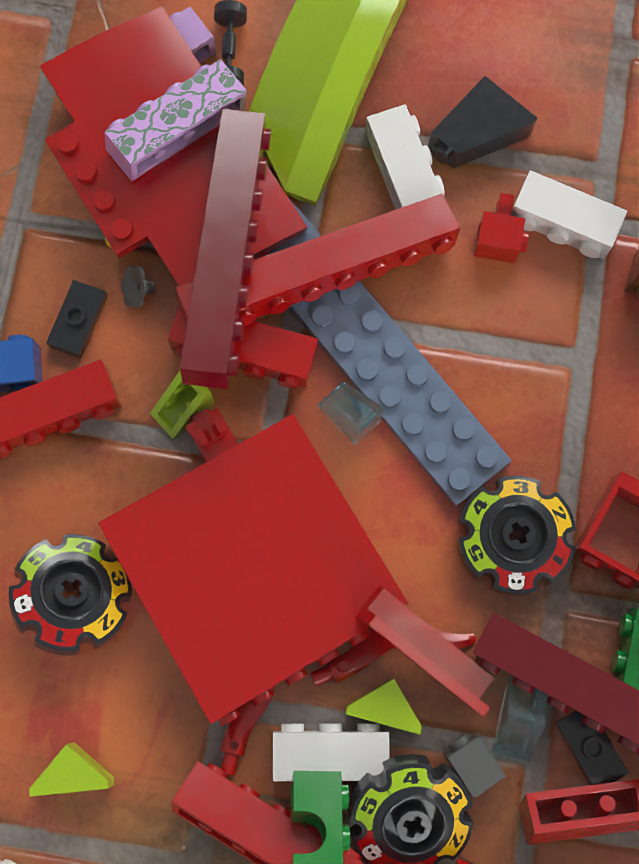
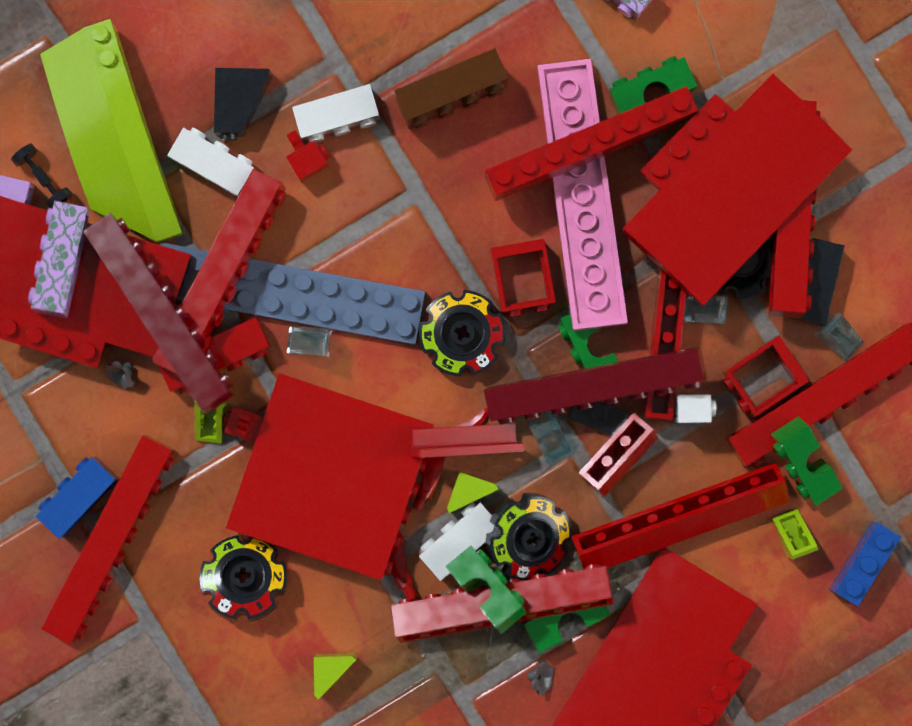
camera: 35 degrees left, 10 degrees up
(77, 318) = (103, 422): black plate -> none
(473, 763) = (540, 479): dark grey brick -> none

